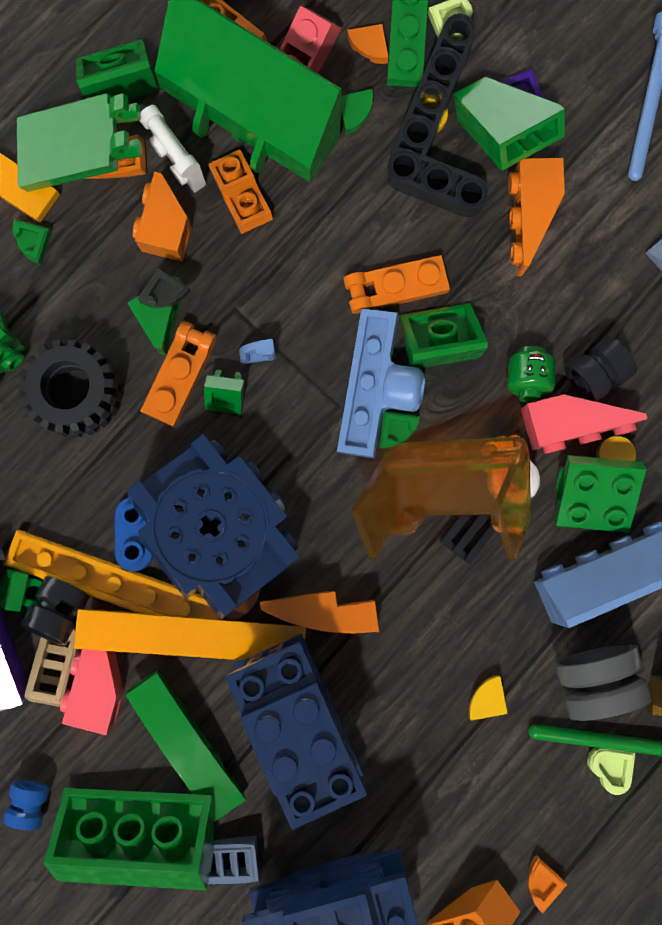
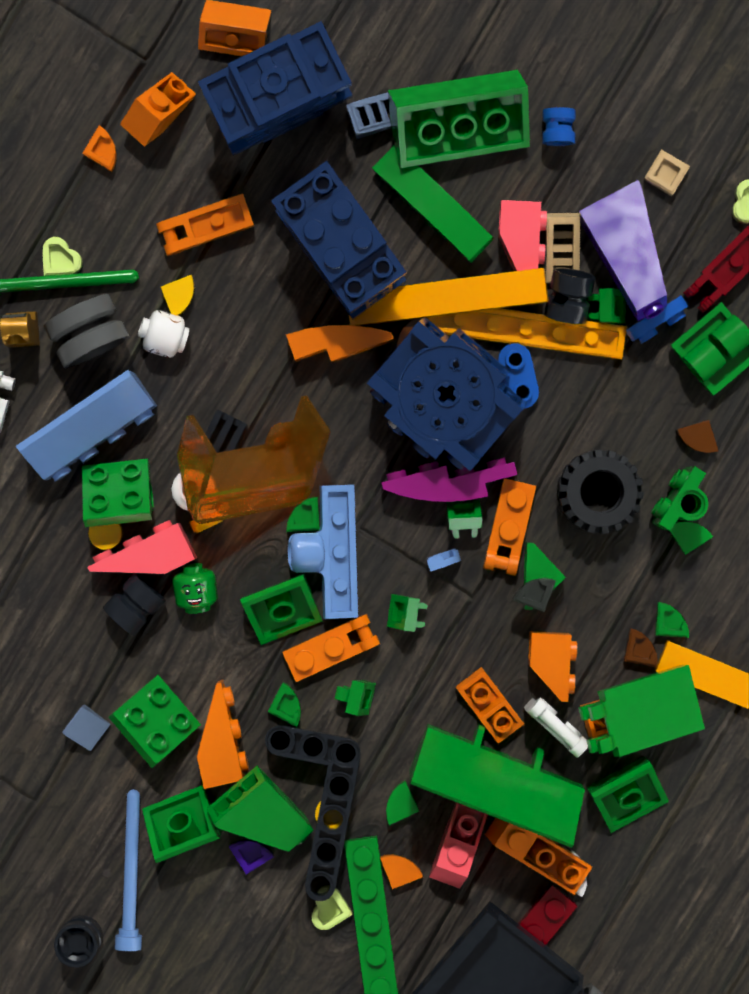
camera: 175 degrees right, 5 degrees up
(69, 218) = (640, 649): none -> reddish brown tile
(248, 433) = (435, 485): none -> magenta slope
(310, 303) = (404, 613): none -> green tile
(379, 226) = (357, 696): none -> green tile
(443, 774) = (206, 224): none -> orange plate
(455, 234) = (286, 705): none -> green tile
(514, 660) = (163, 333): none -> white head
(595, 128) = (180, 823): none -> green slope
(602, 241) = (154, 721): none -> green plate

